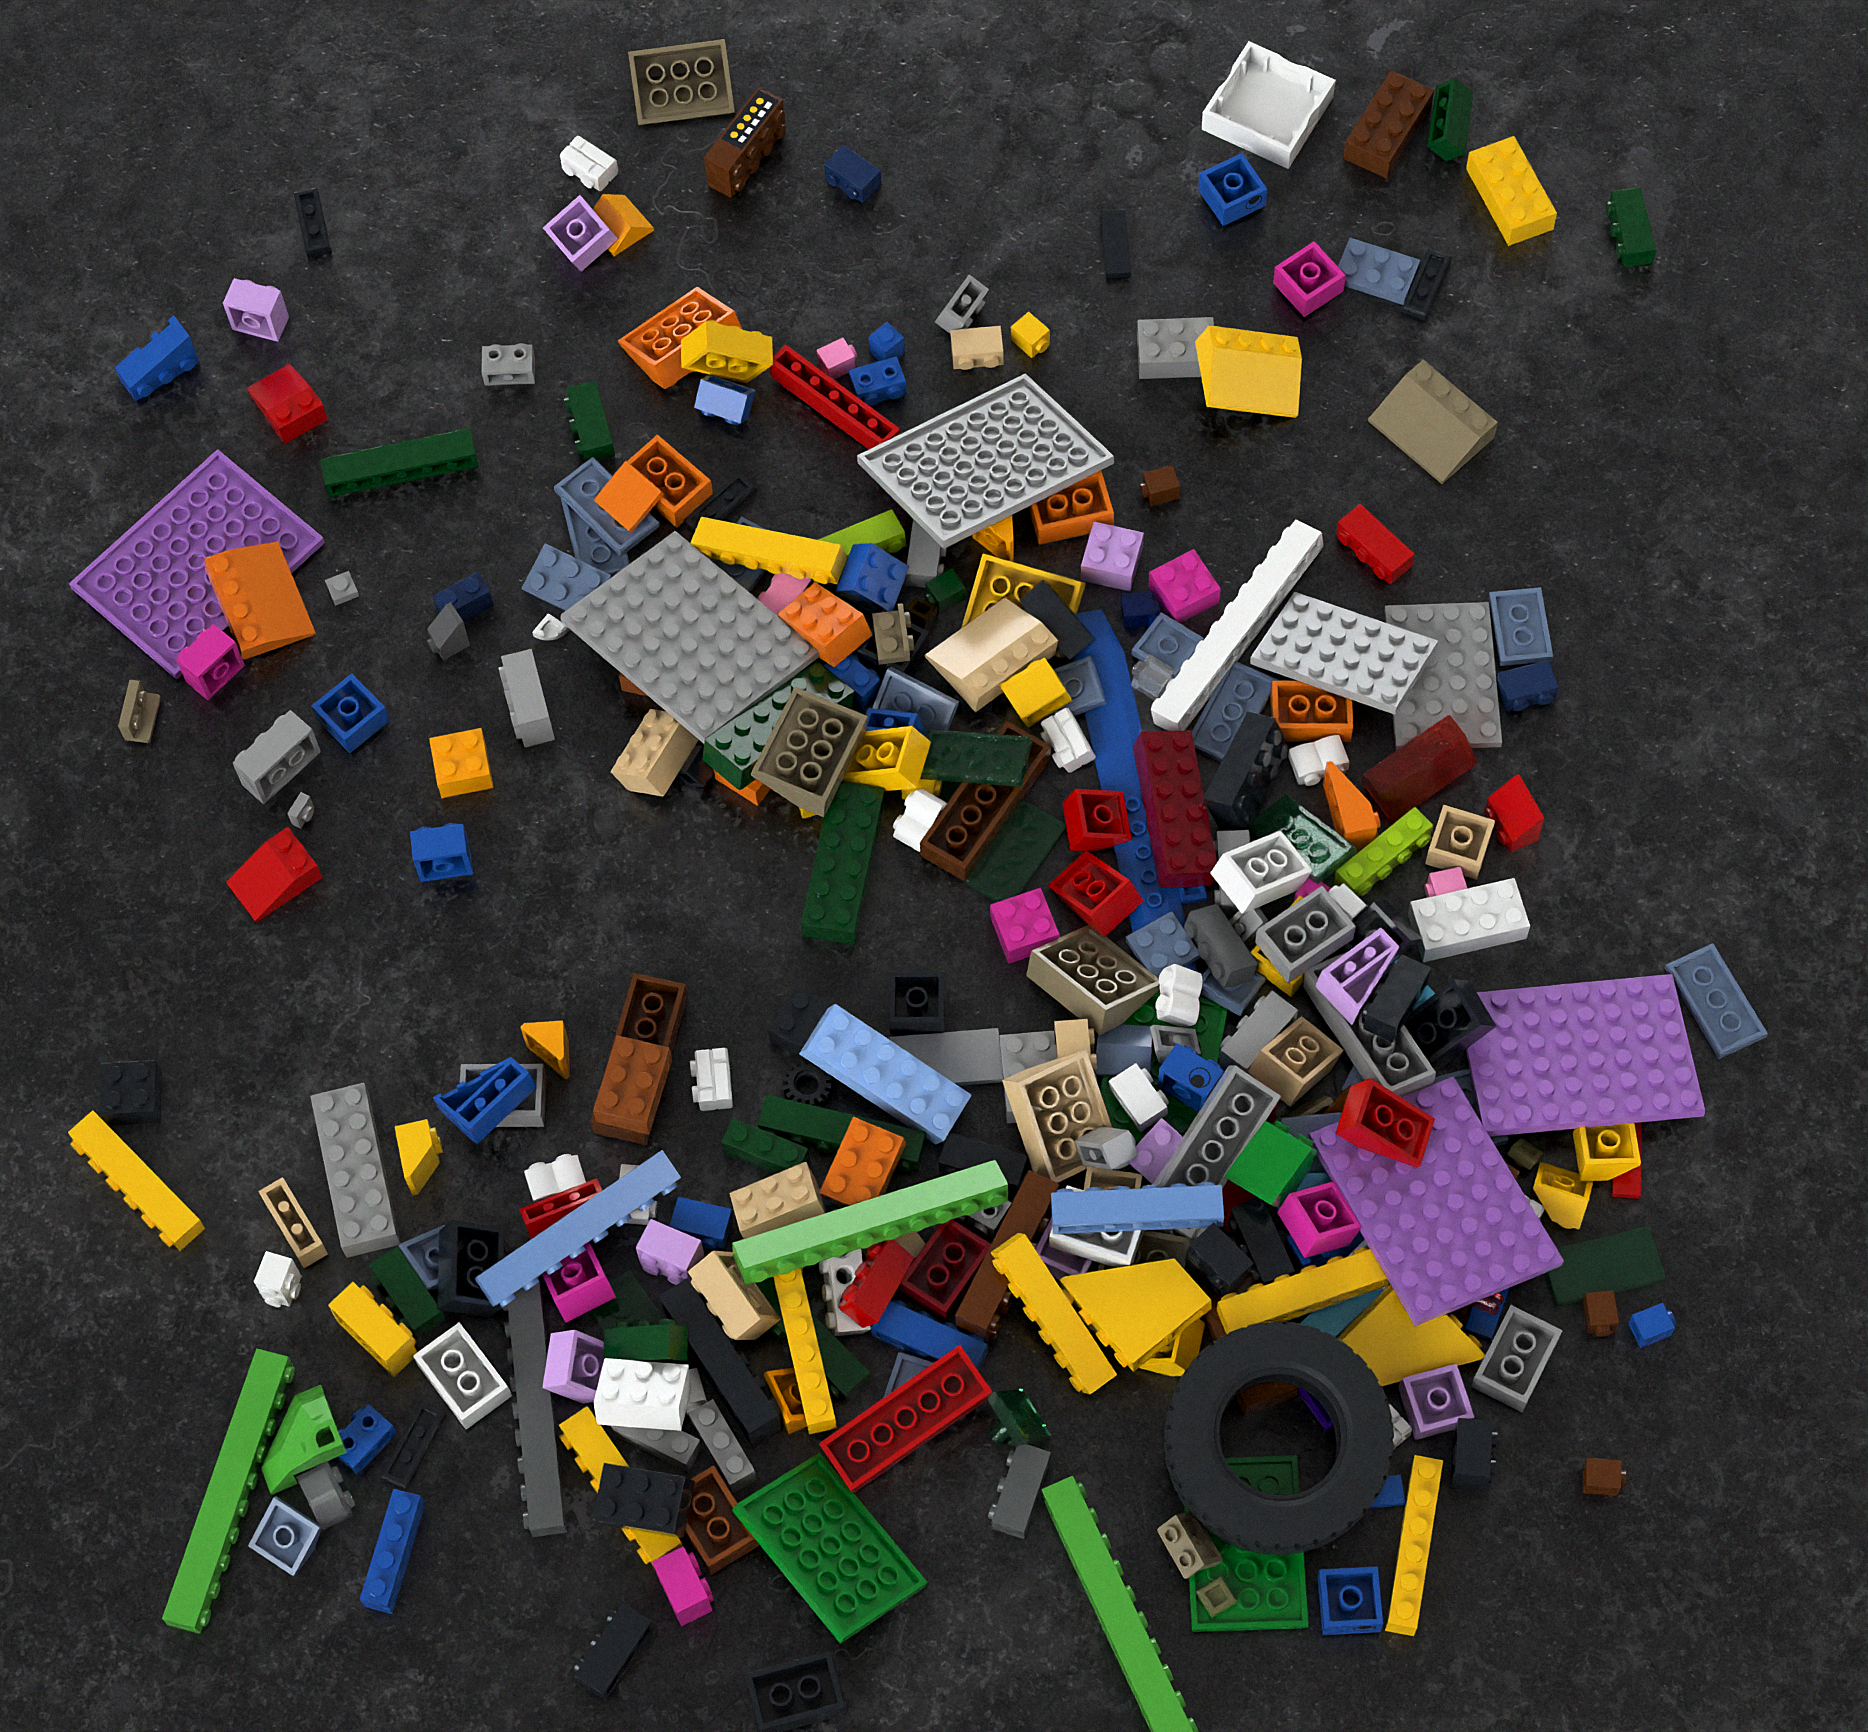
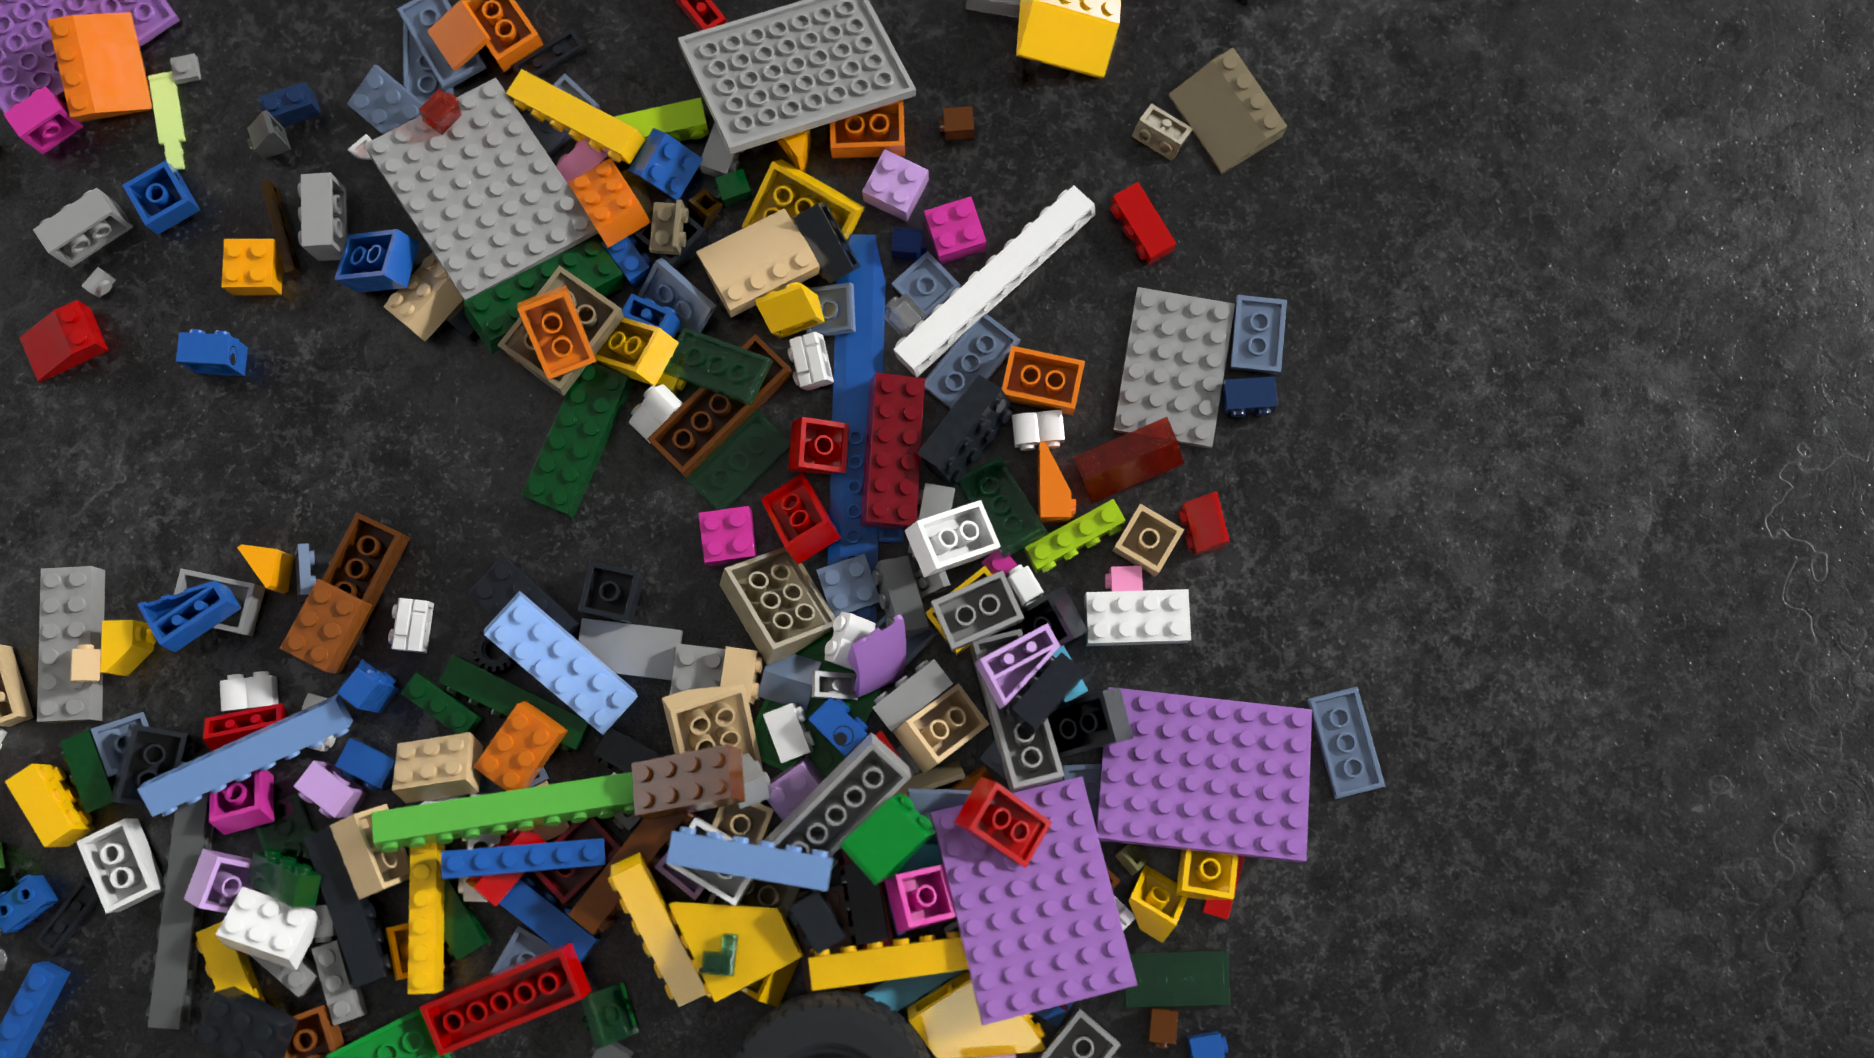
camera: 10 degrees right, 15 degrees up
(332, 634) = (168, 117): none -> yellowish green piece
(385, 1175) = (85, 664): none -> tan brick
(482, 721) = (281, 229): none -> dark brown tile
(589, 1046) = (304, 563): none -> sand blue plate
(596, 727) = (377, 261): none -> blue brick
(633, 568) = (440, 111): none -> clear red brick
(685, 1141) = (368, 688): none -> blue wedge
(810, 746) = (556, 332): none -> orange slope
(896, 1266) = (522, 858): none -> blue plate
(1052, 1150) = (688, 782): none -> reddish brown brick
(1129, 1319) = (721, 962): none -> clear green piece
(1215, 1001) = (879, 657): none -> medium lavender slope
(1344, 652) = (1086, 330): plate -> none
(1370, 455) = (1161, 132): none -> dark tan bracket

